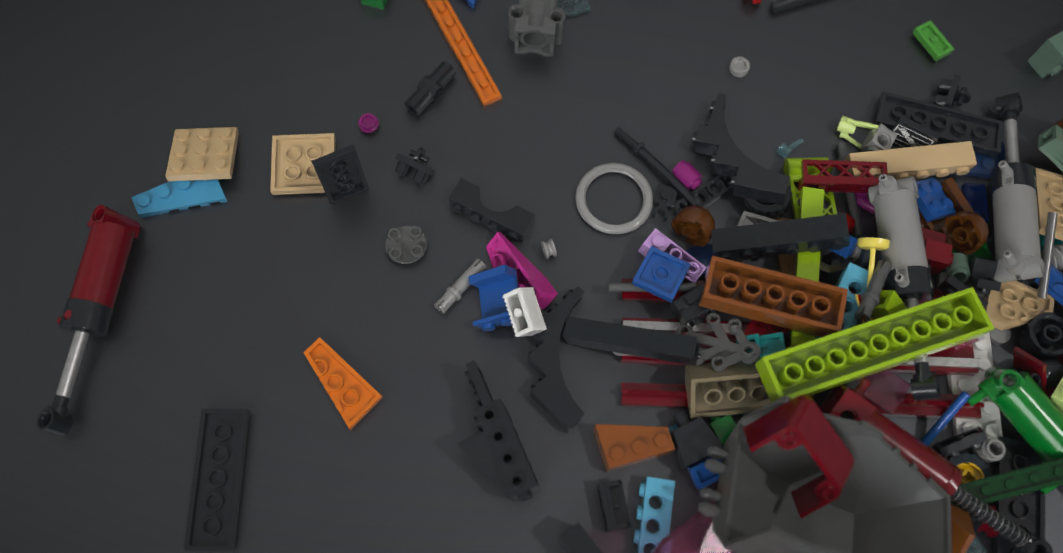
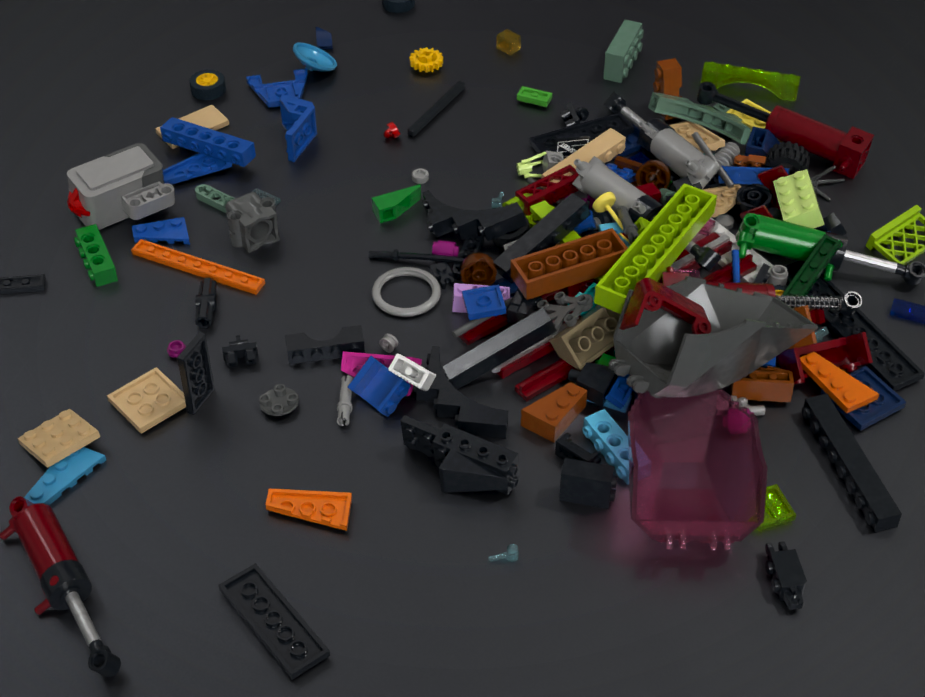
camera: 35 degrees left, 25 degrees down
(684, 86) = (393, 204): none -> green slope

